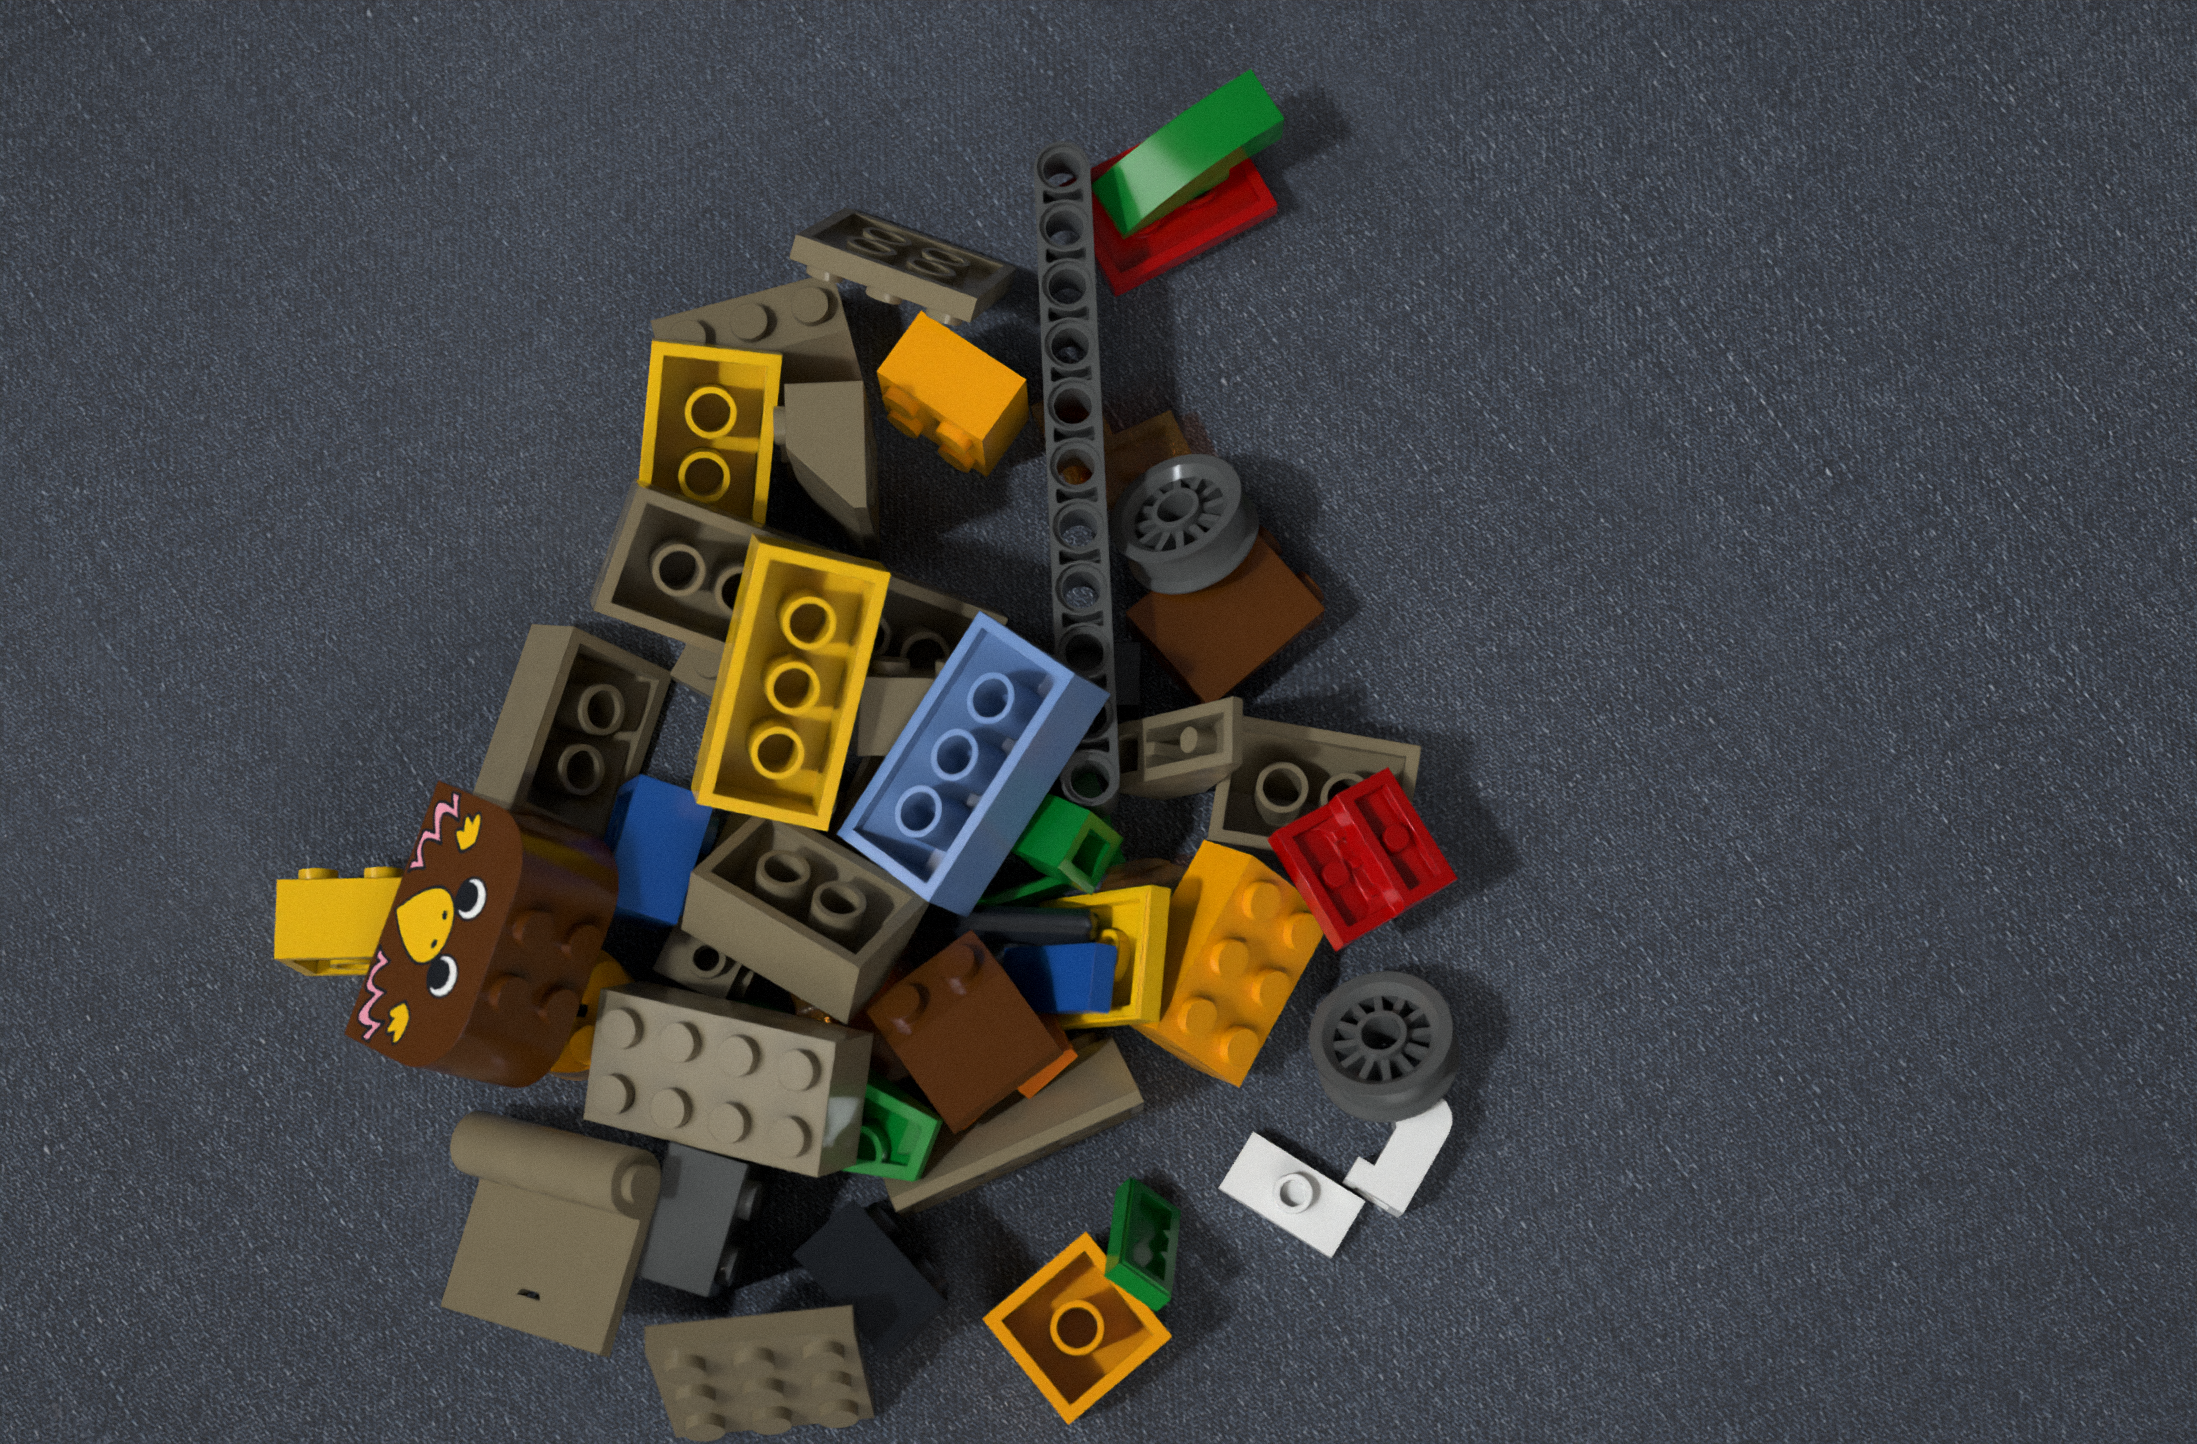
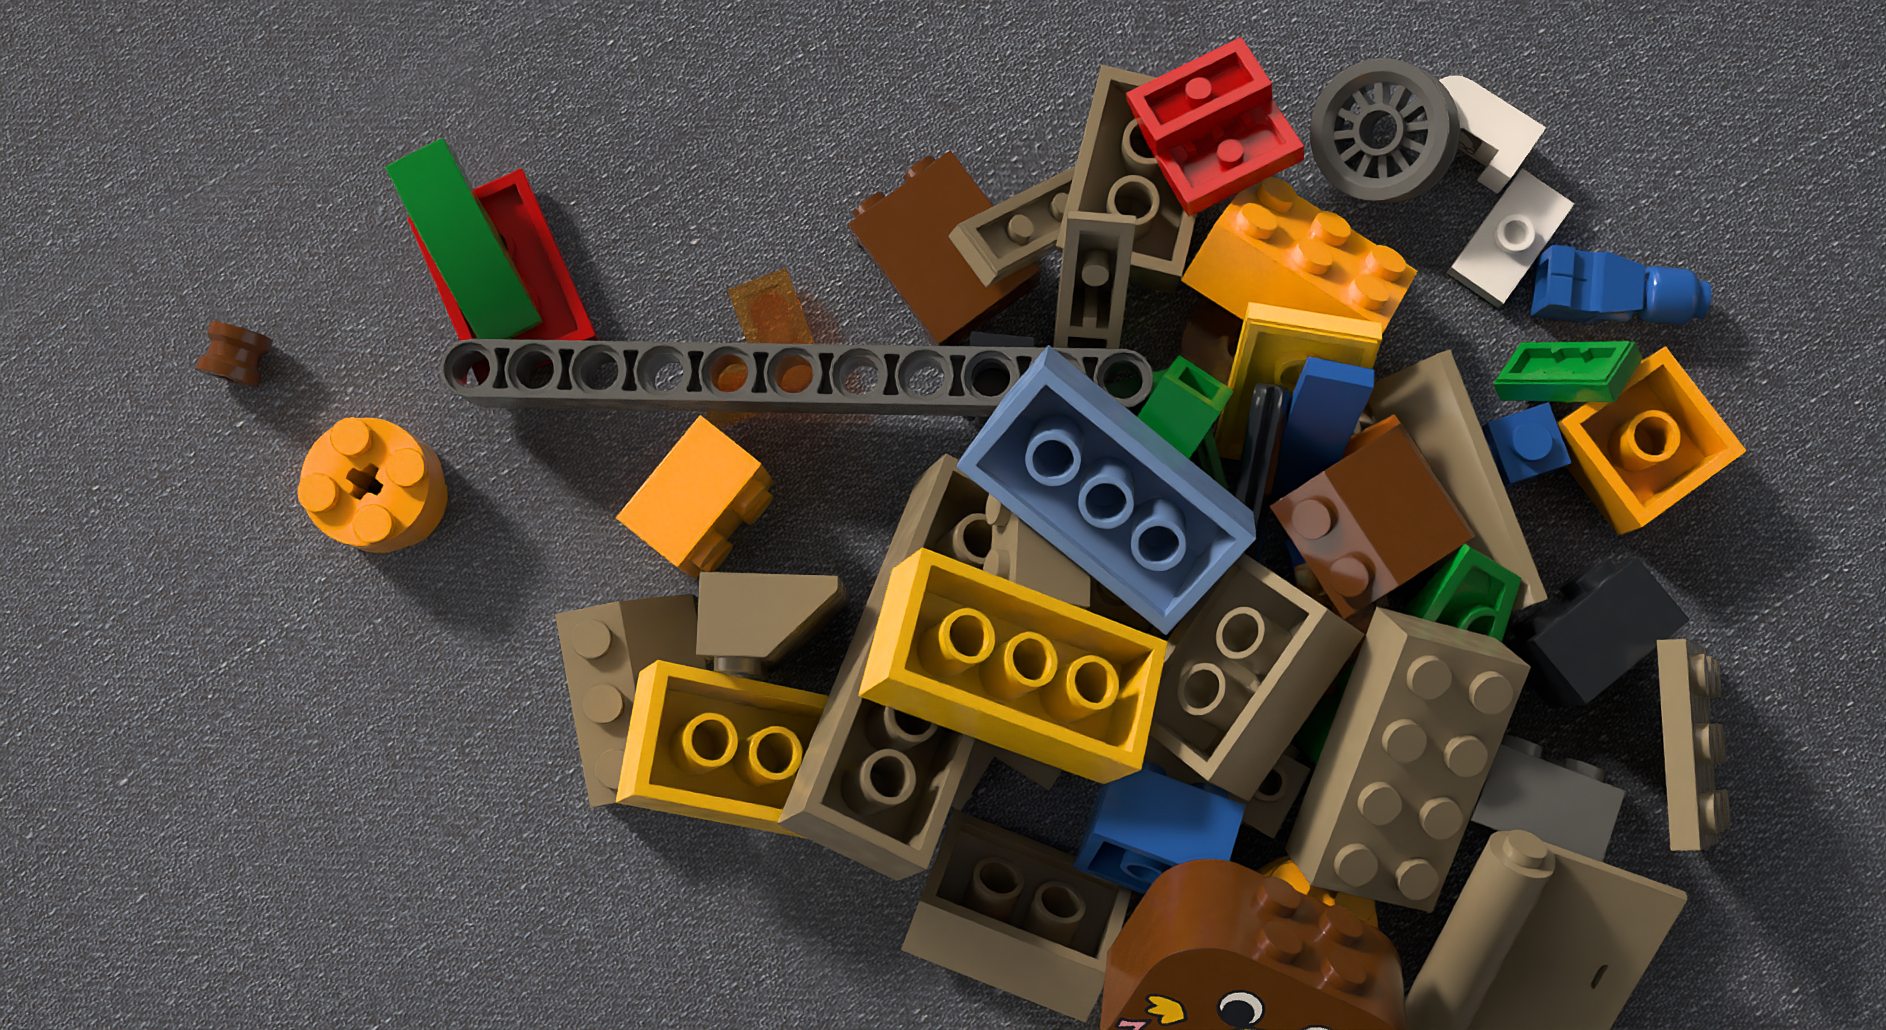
camera: 80 degrees left, 5 degrees up
(902, 266) = (559, 538): dark tan plate -> none
(969, 76) = (338, 479): none -> light orange brick
(1063, 1202) = (1526, 445): none -> blue brick
(1184, 524) = (820, 280): dark grey wheel -> none
(1239, 667) = (1014, 230): none -> dark tan tile
(1242, 1303) = (1611, 288): none -> blue piece

